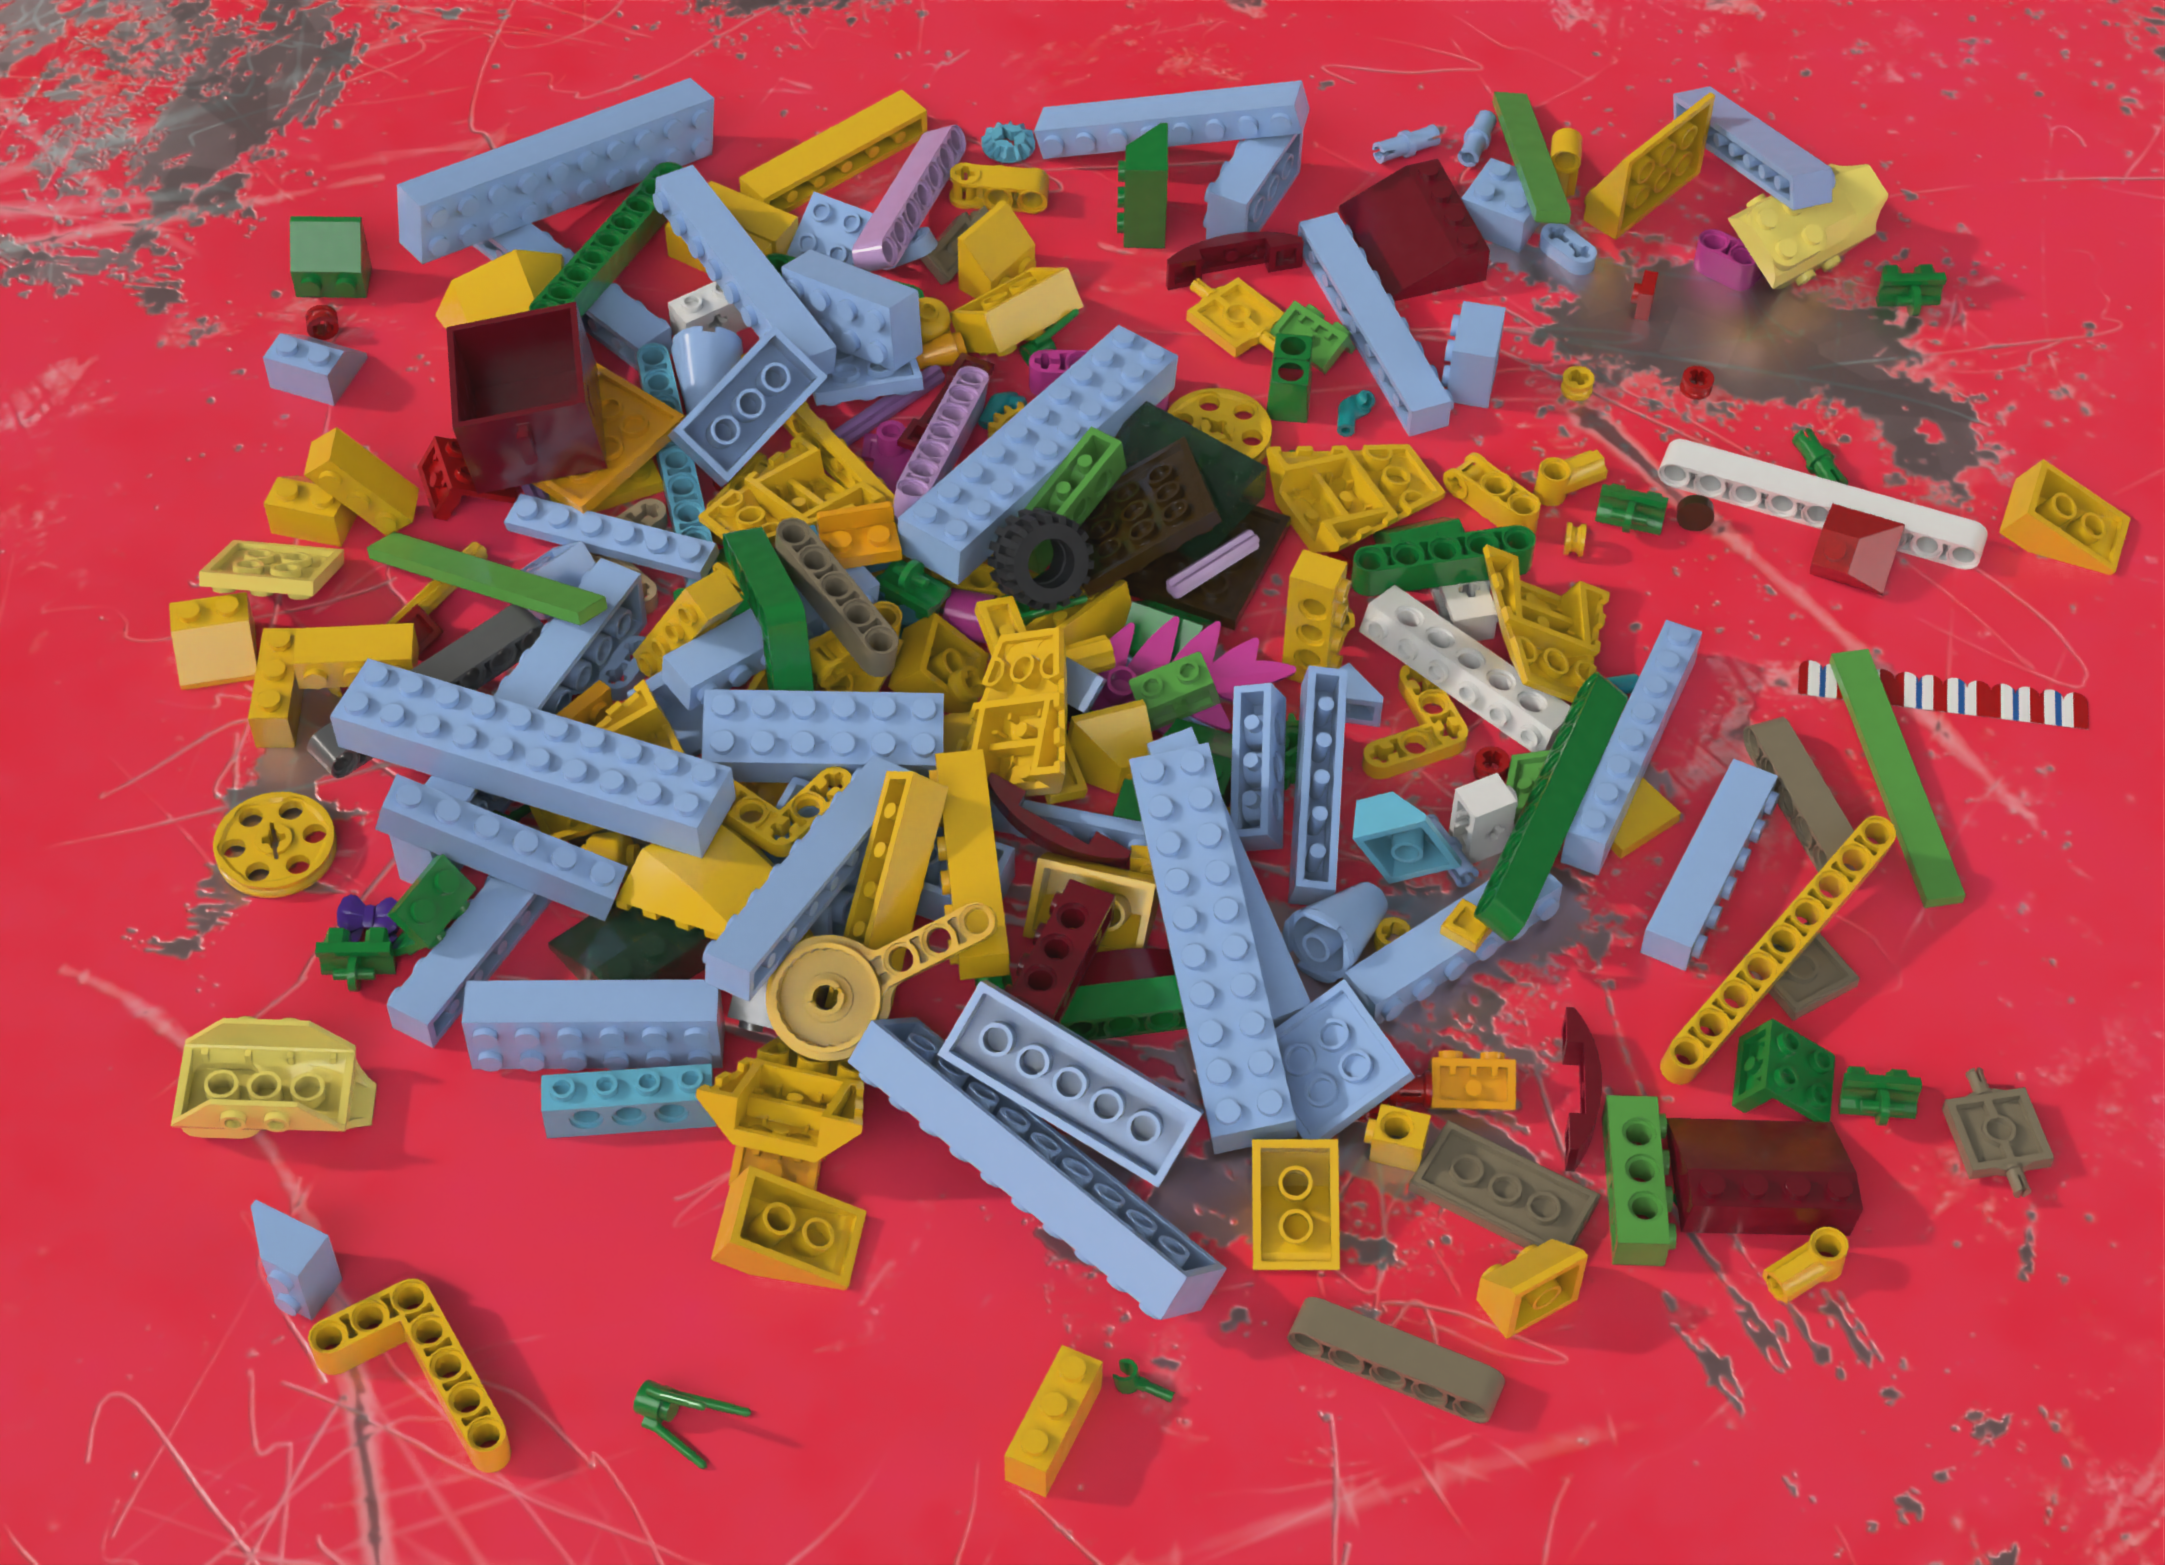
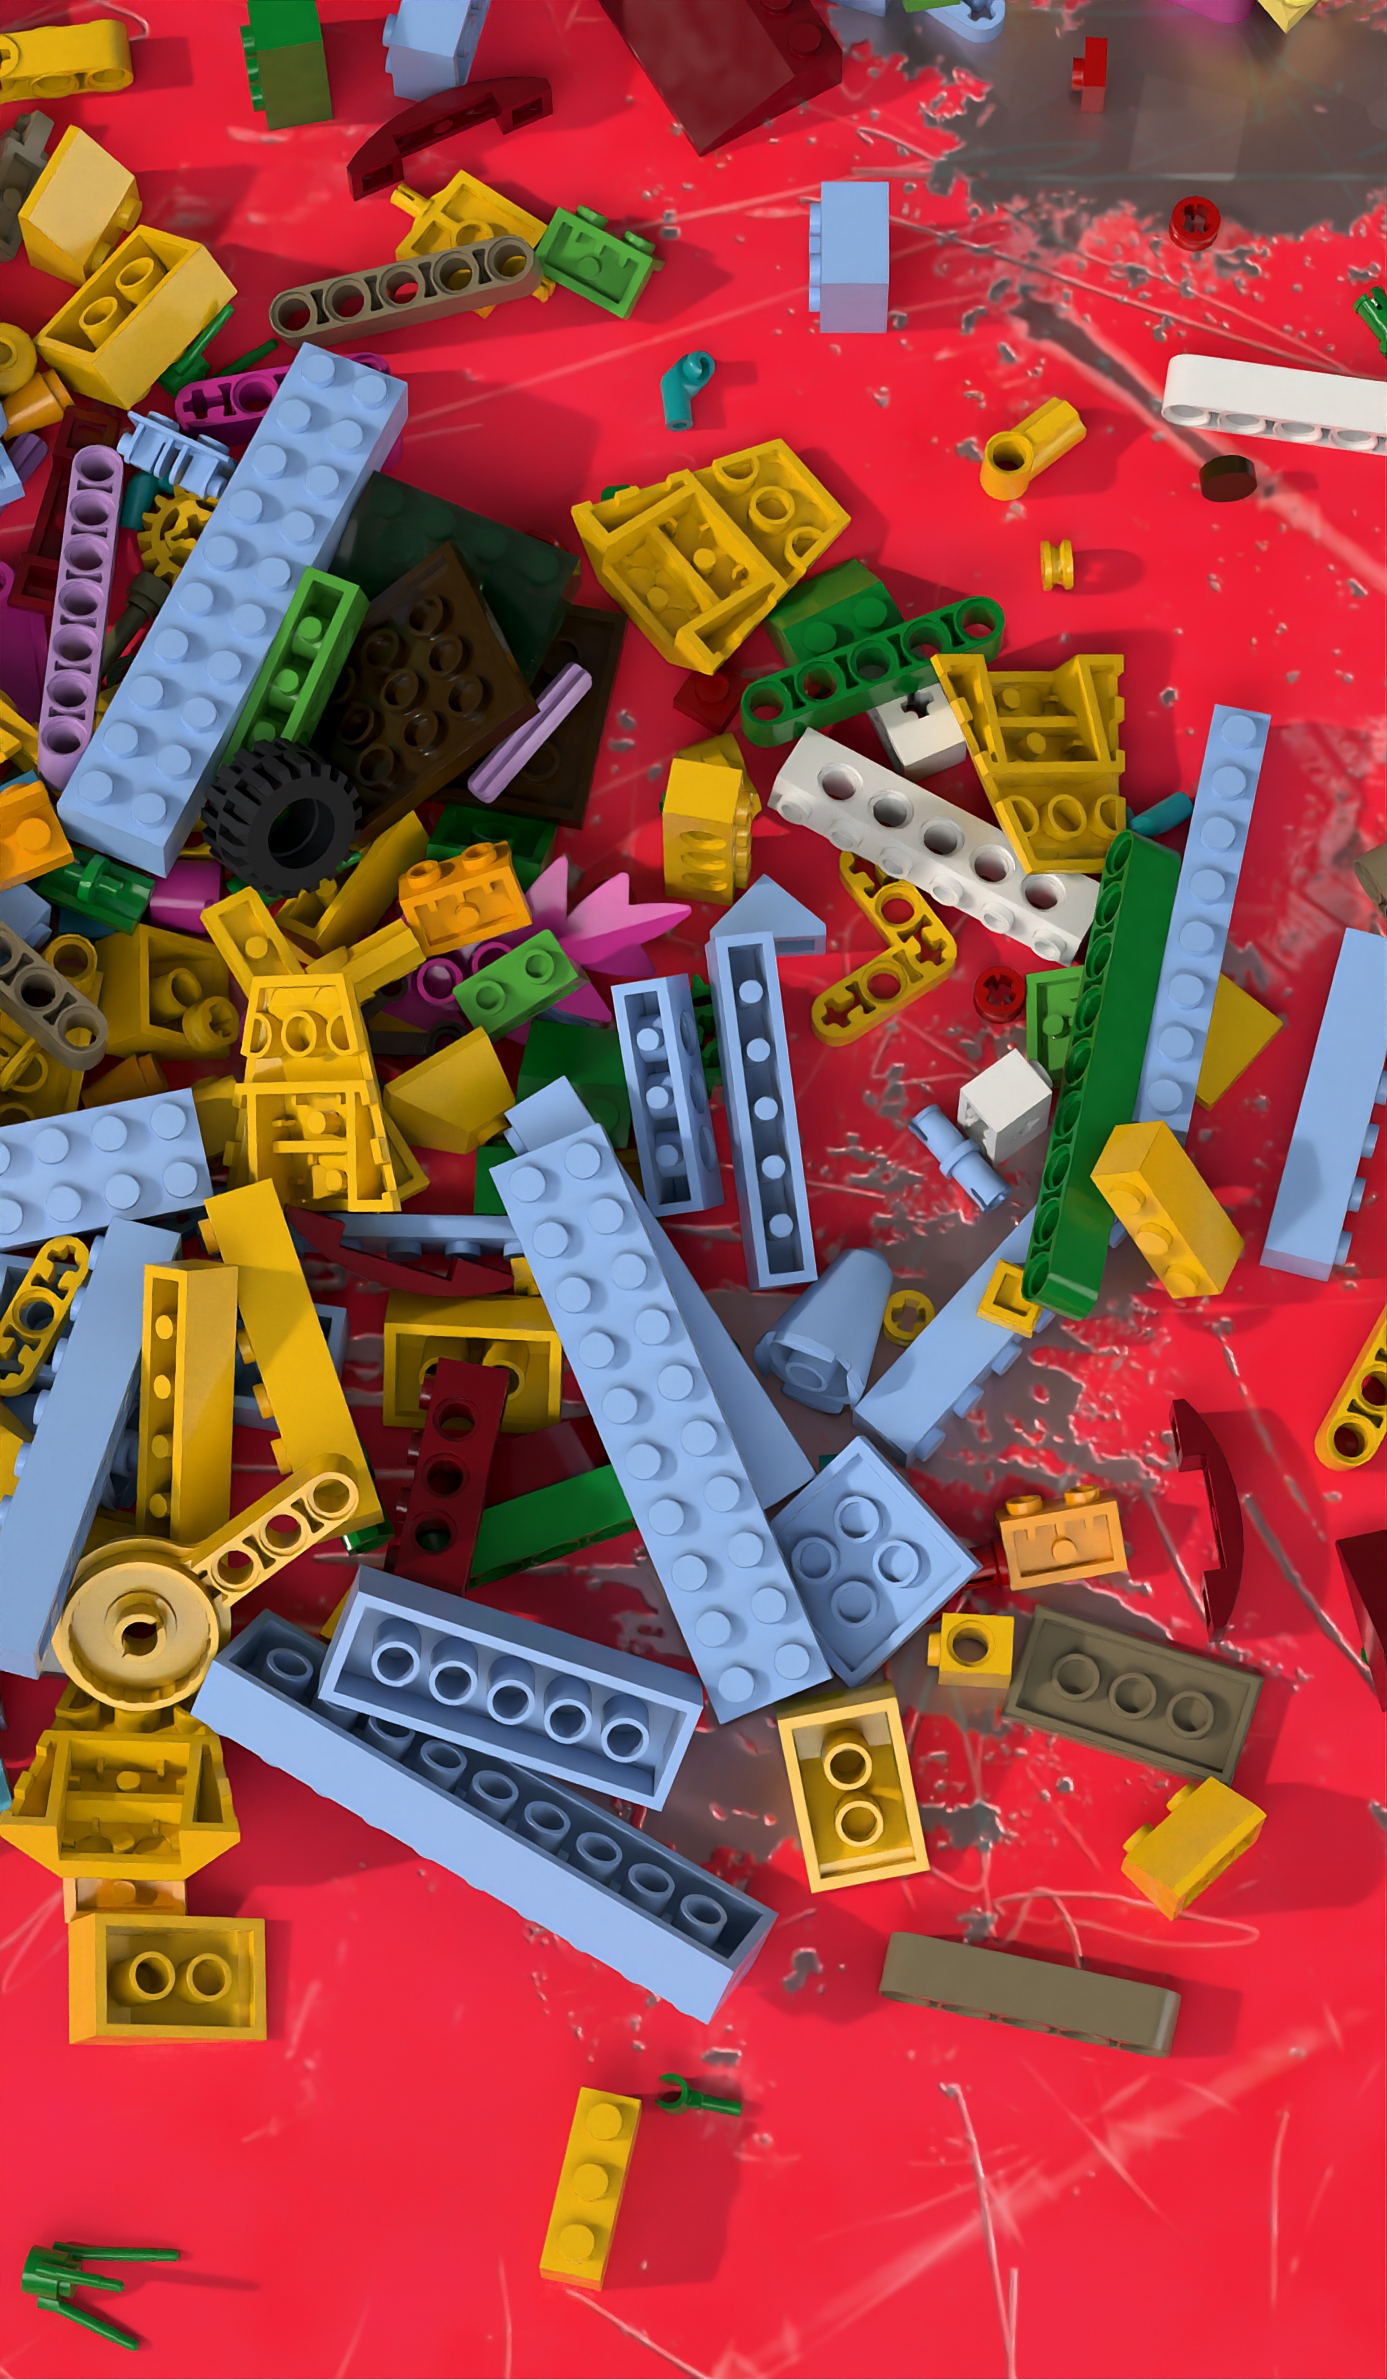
camera: 10 degrees left, 20 degrees up
(1020, 374) = (200, 464): none -> light blue hinge
(1082, 686) = (391, 1021): light blue slope -> none
(1148, 634) = (463, 898): none -> light orange bracket
(1199, 324) = (431, 302): none -> dark tan beam
(1224, 419) = (488, 445): yellow wedge -> none
(1289, 398) = (573, 396): green piece -> none
(1375, 325) = (686, 214): light blue brick -> none
(1400, 839) = (891, 1173): medium azure slope -> none
(1492, 493) = (894, 485): yellow piece -> none
(1577, 383) = (1020, 249): yellow bush -> none
(1583, 887) = (1167, 1209): none -> yellow brick
(1631, 509) = (1132, 493): green hips -> none
(1632, 1238) = (1313, 1739): bright green brick -> none

